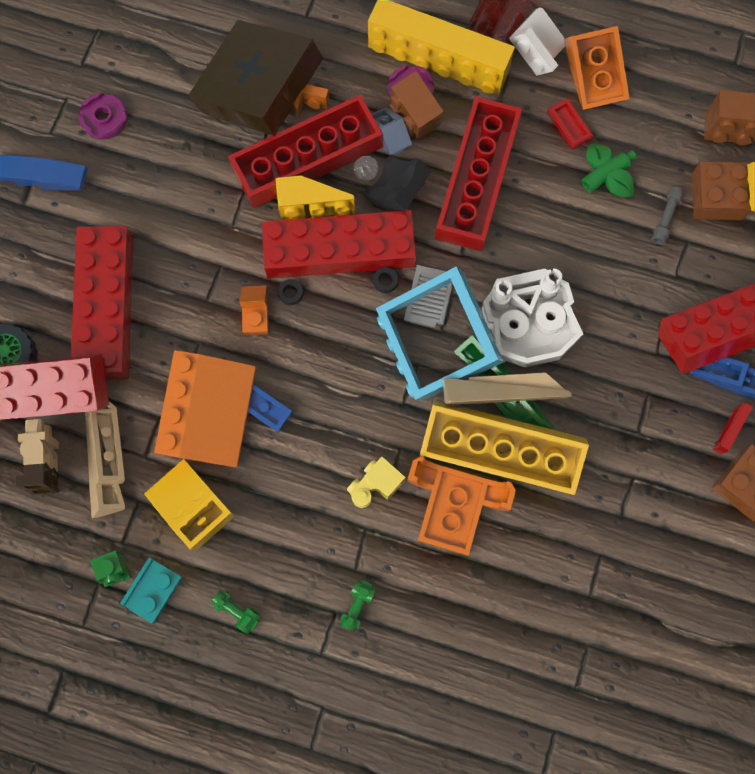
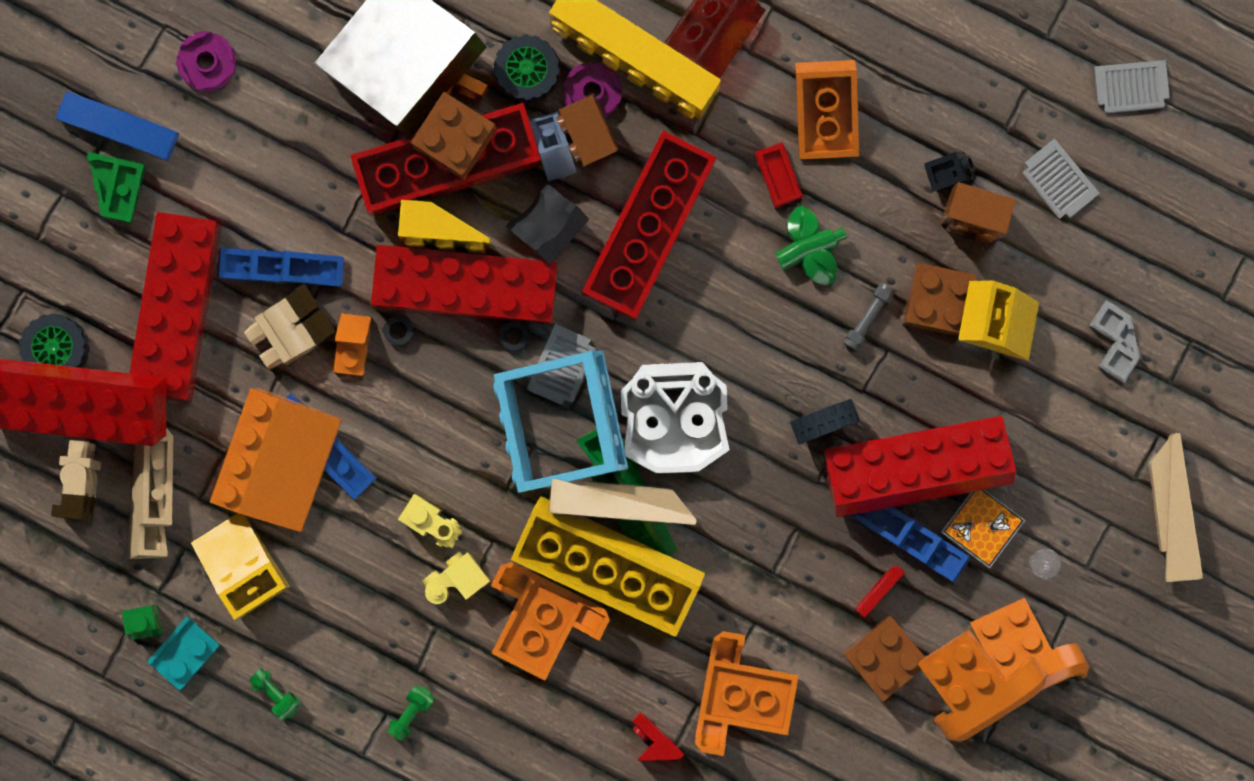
camera: 10 degrees right, 10 degrees up
(43, 218) = (117, 186): none -> green wing
(185, 258) = (280, 267): none -> blue slope
(203, 303) = (283, 332): none -> tan hips
(309, 122) = (453, 136): none -> dark orange brick
(340, 435) = (425, 519): none -> light yellow brick
(356, 75) = (527, 68): none -> black wheel
(365, 168) = (515, 190): clear tile -> none
(538, 42) = (760, 64): white bracket -> none
(579, 592) = (661, 748): none -> red slope
(639, 537) = (741, 696): none -> orange piece
(656, 296) = (825, 421): none -> black wheel
(701, 95) = (949, 170): none -> black bracket

